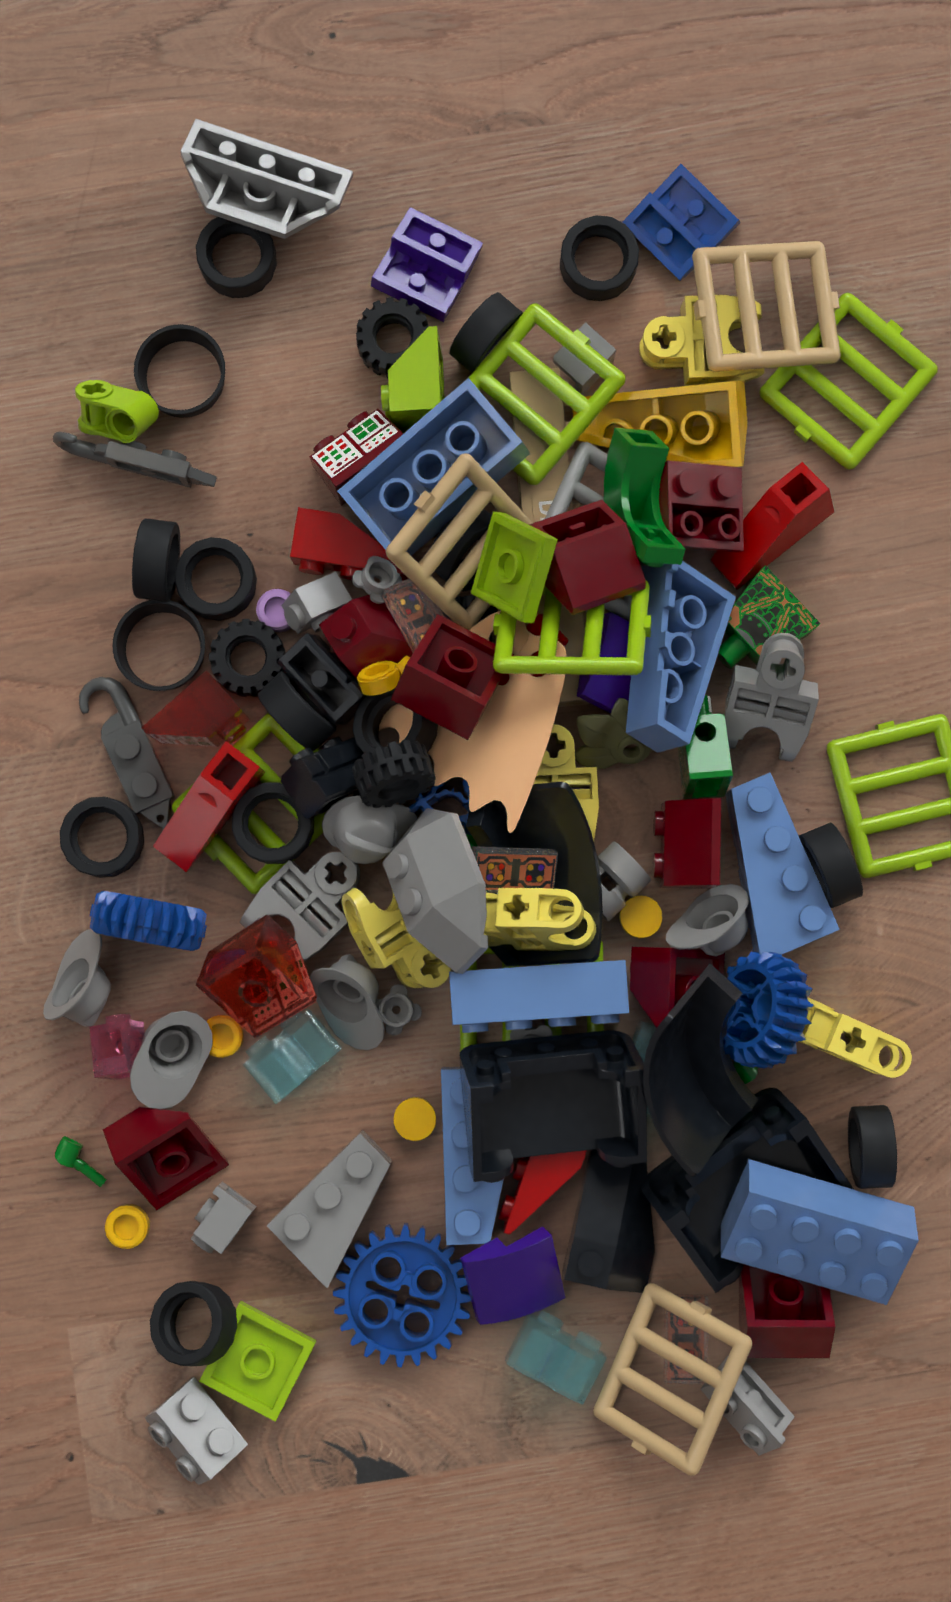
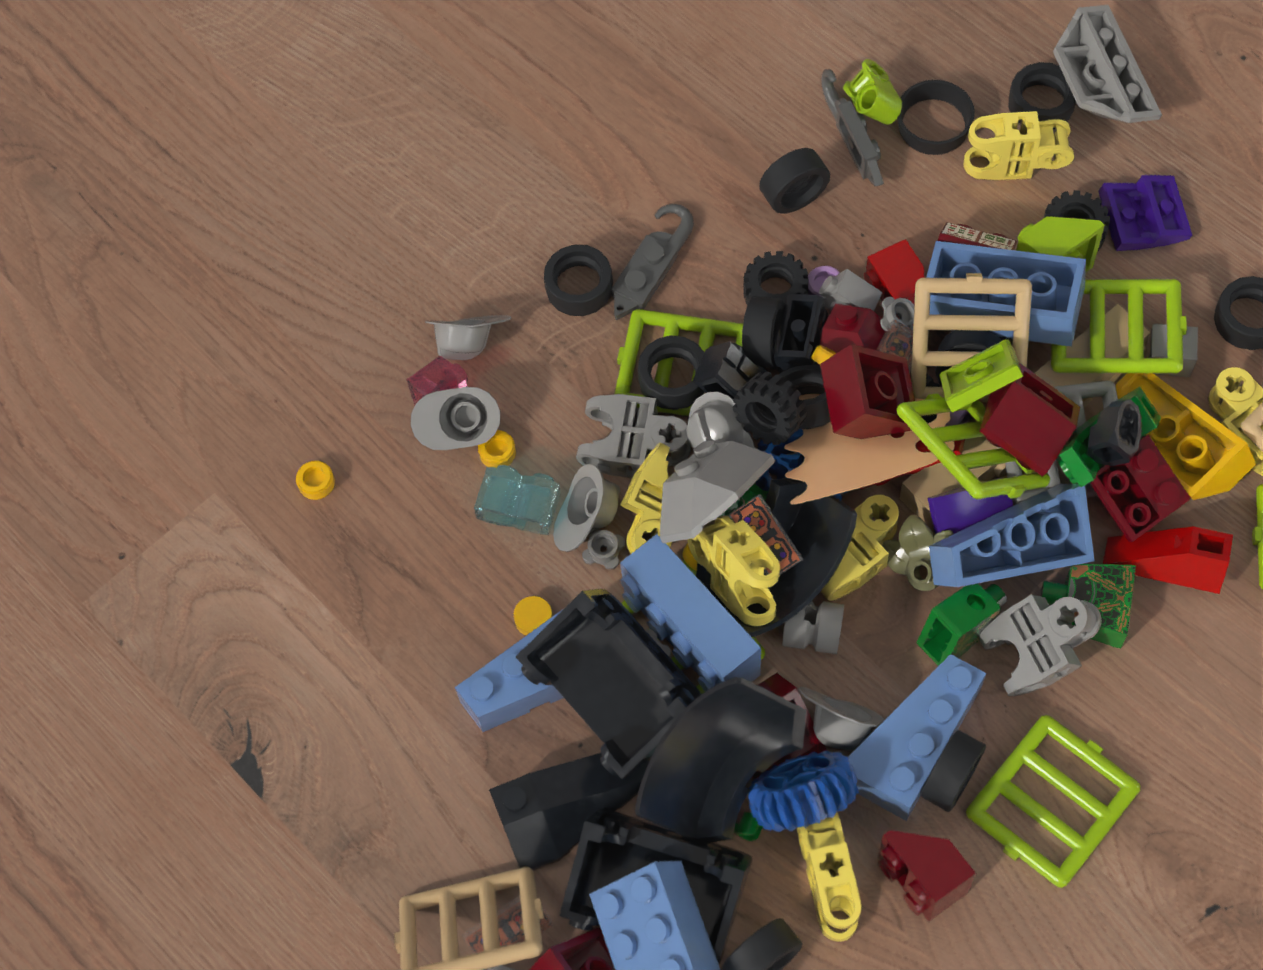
camera: 60 degrees right, 20 degrees down
(67, 1155) = (340, 406): green hand -> none
(136, 614) = (738, 200): black tyre -> none
(148, 920) = (542, 338): blue gear -> none
(162, 1153) = (383, 463): dark red slope -> none
(164, 1327) = (280, 580): black tyre -> none
(195, 1432) = (195, 621): light grey bracket -> none
(199, 716) = (709, 274): clear red slope -> none
(206, 548) = (811, 206): black tyre -> none
(207, 806) = (653, 318): red slope -> none
(221, 1219) = (364, 533): light grey brick -> none
(258, 977) = (556, 433): clear red slope -> none
(260, 1362) = (277, 628): lime plate -> none
(282, 328) = (1030, 146): none -> light yellow piece
(331, 1206) = (428, 597): light grey wedge -> none
(390, 1333) = (361, 704): blue gear -> none
(483, 330) = (1131, 262): black tyre -> none
(513, 1278) = (464, 756): dark purple slope -> none
(538, 1180) = (551, 729): red slope -> none
(556, 1357) = (425, 835): clear light blue brick -> none
(640, 916) = (805, 669): yellow tile -> none
(654, 491) = (1115, 434): none -> black rock
(688, 843) = (886, 660): dark red slope -> none
(904, 953) = (926, 869): none -> dark red slope

